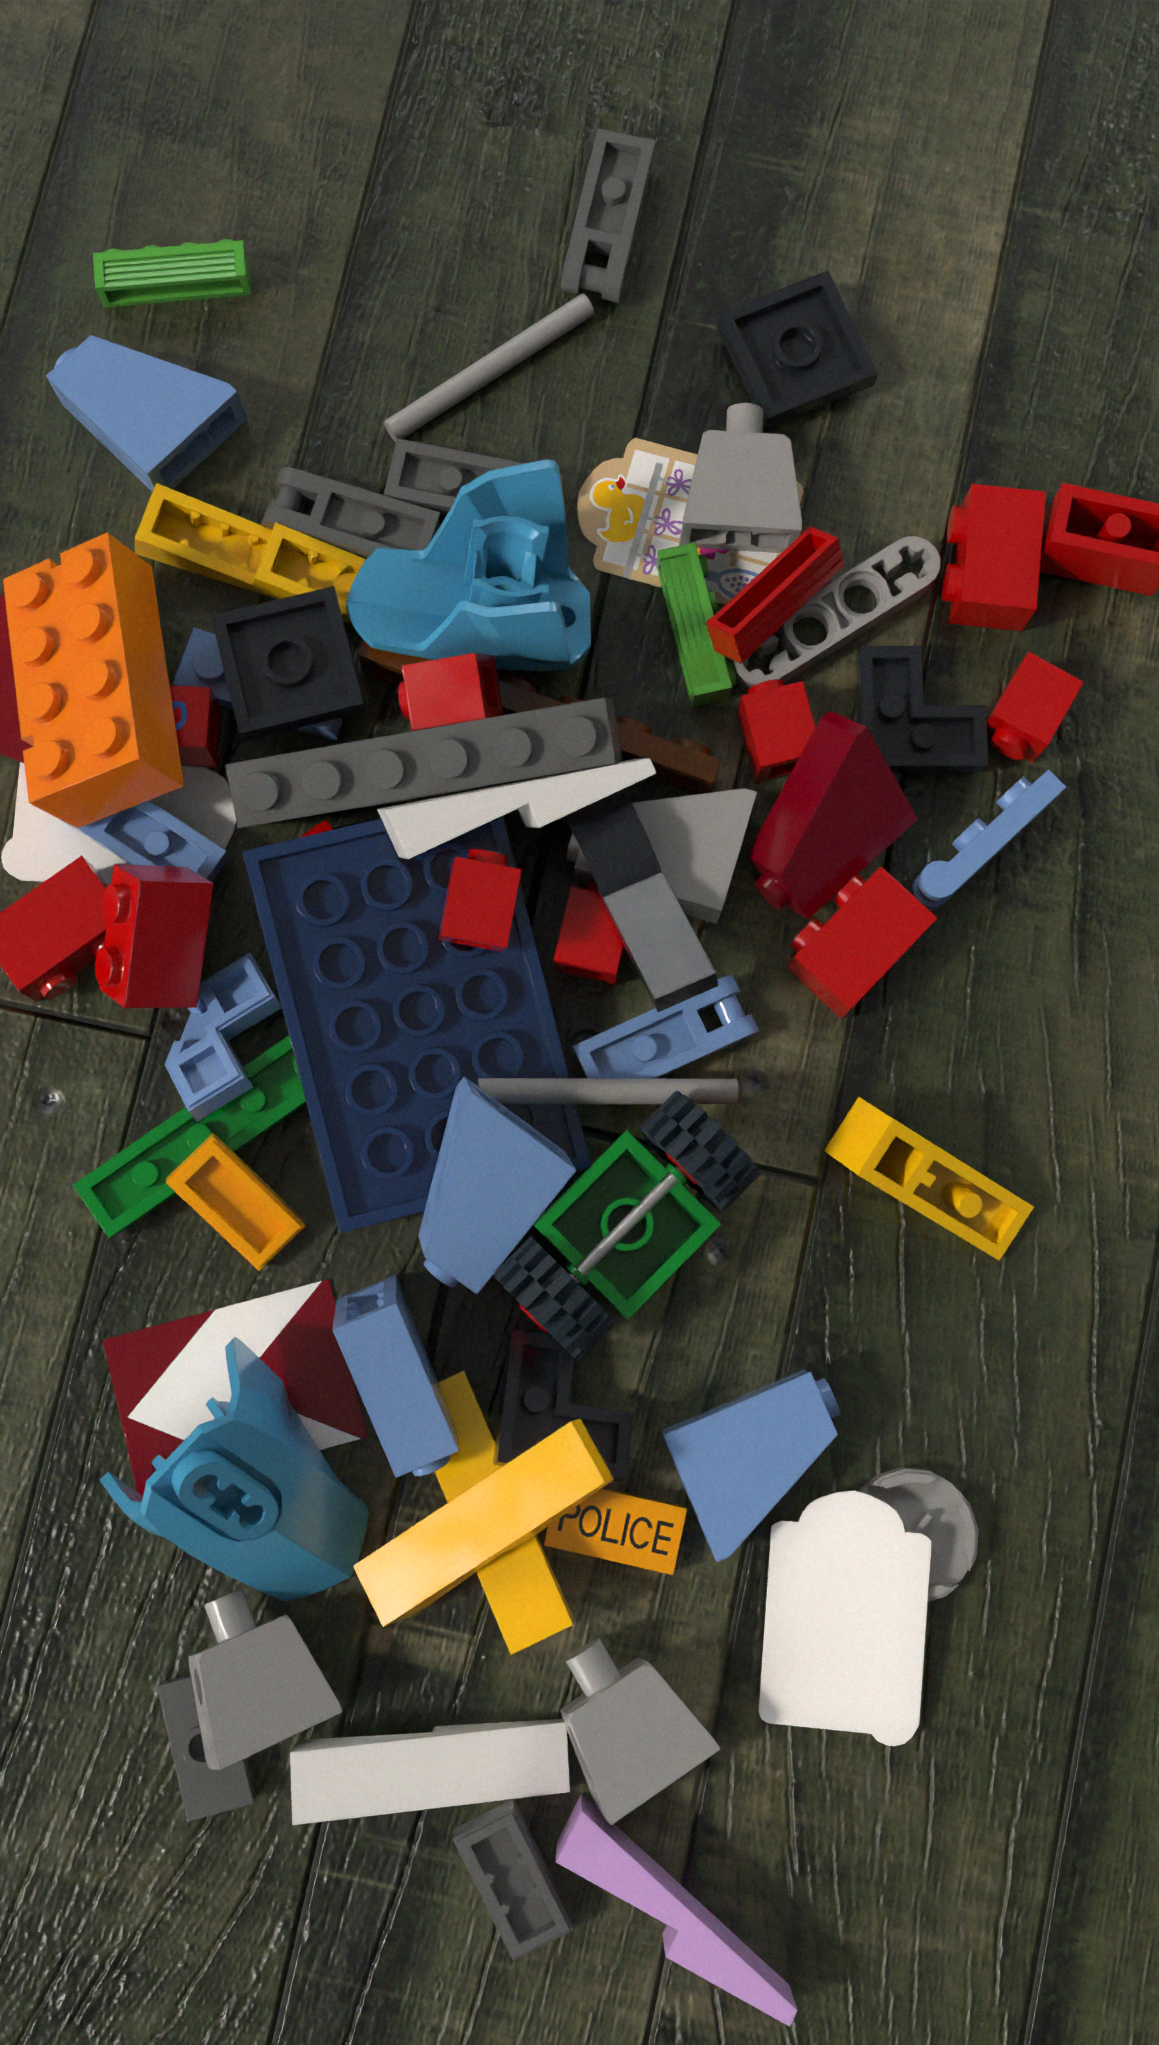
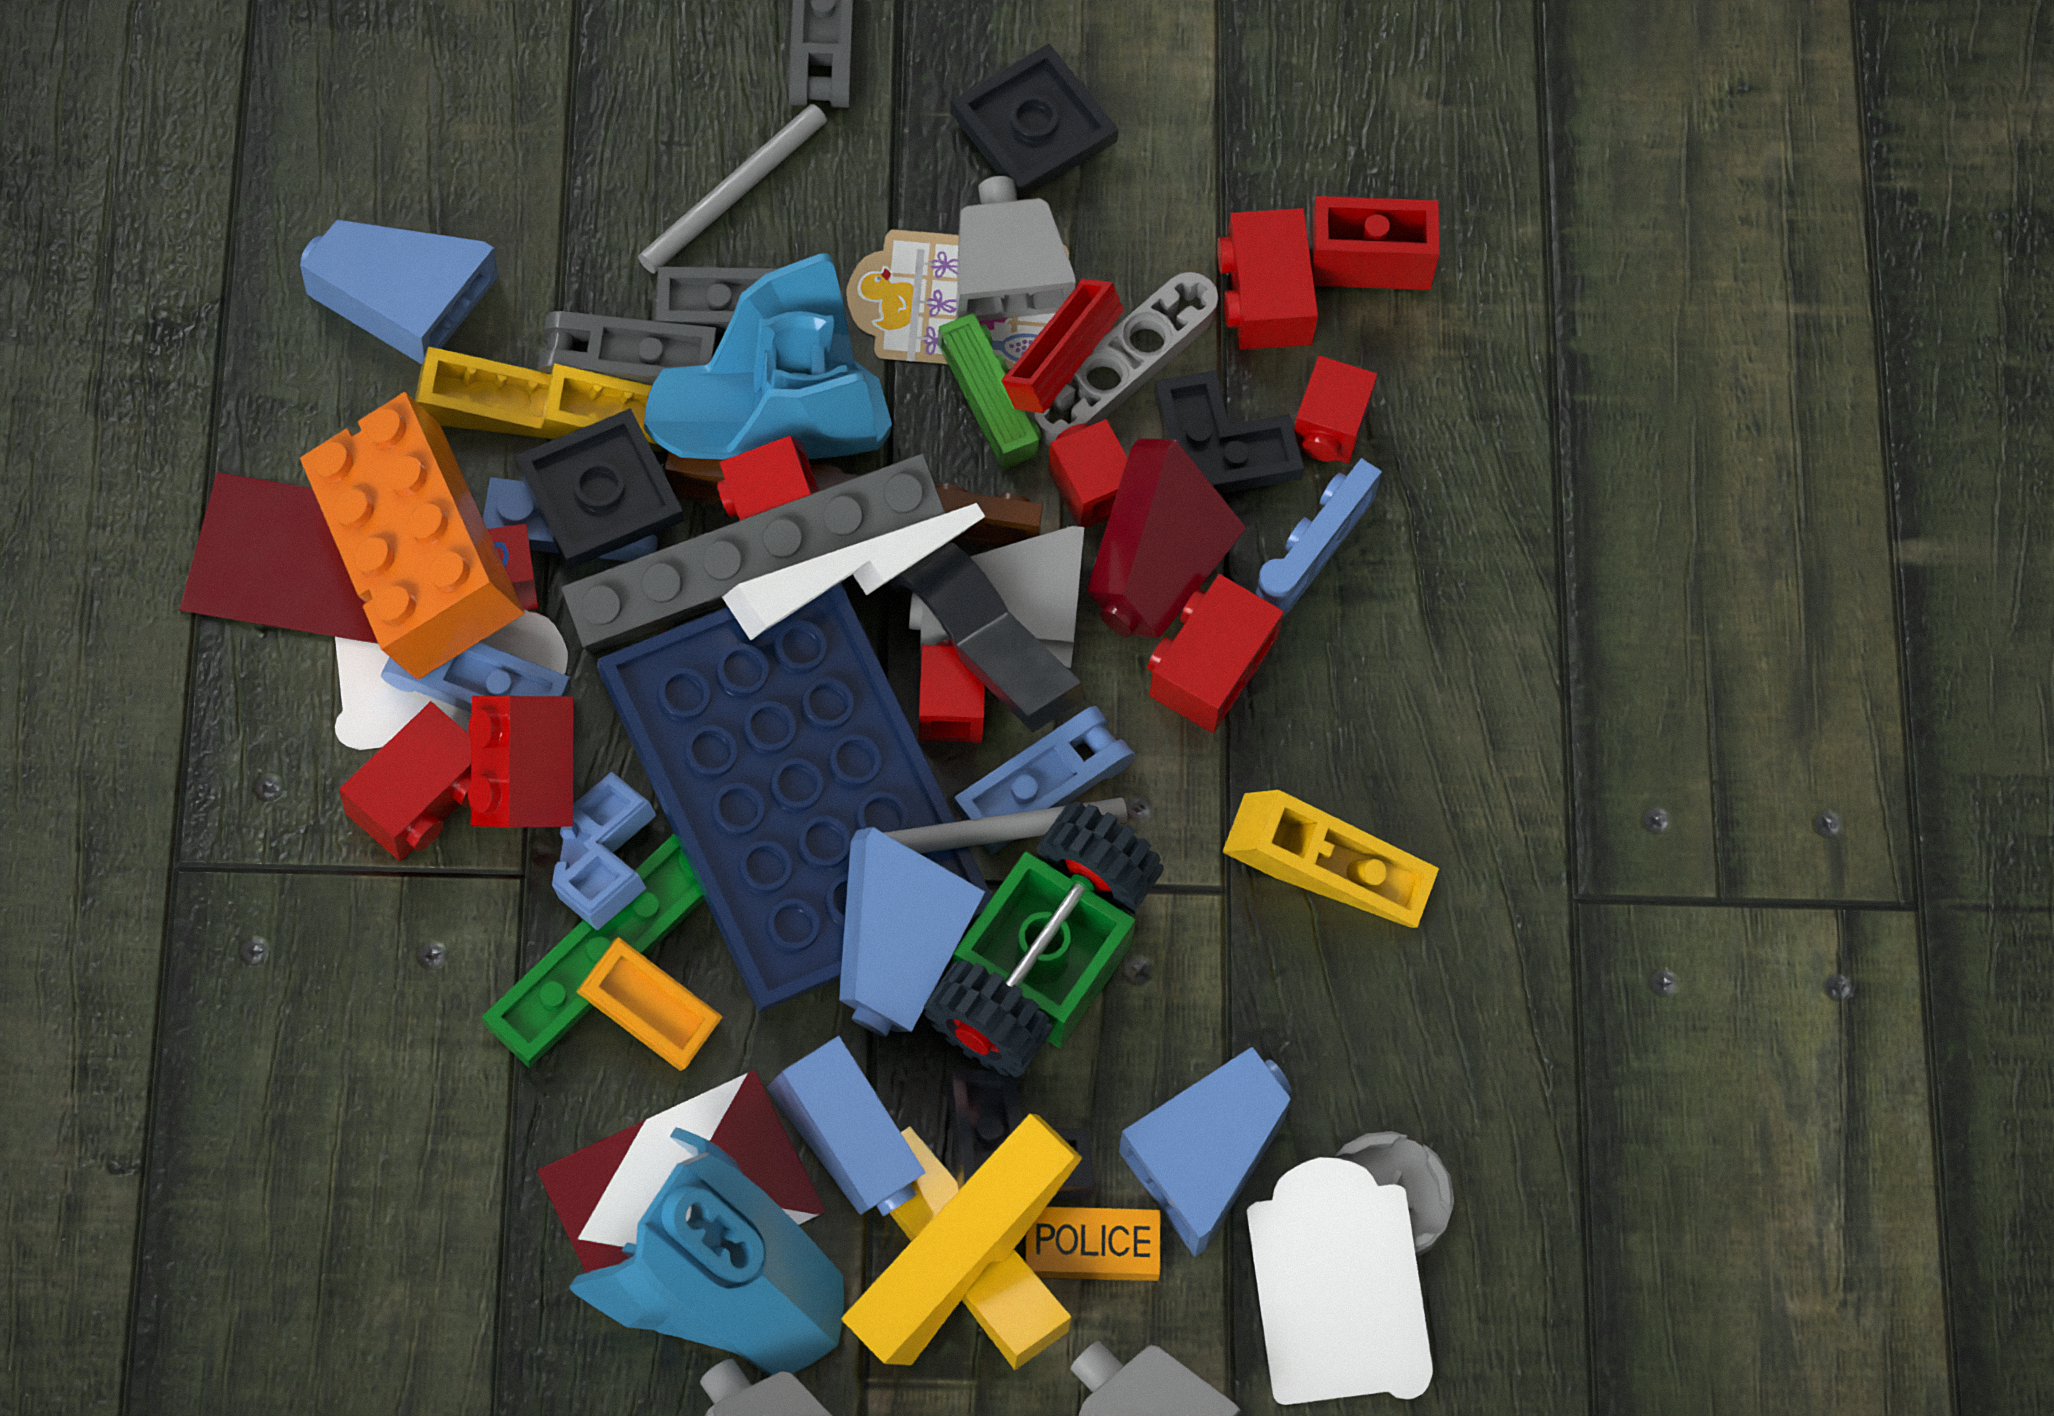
camera: 15 degrees left, 15 degrees down
(172, 273) = (397, 152): bright green piece -> none
(480, 901) = (839, 665): red brick -> none

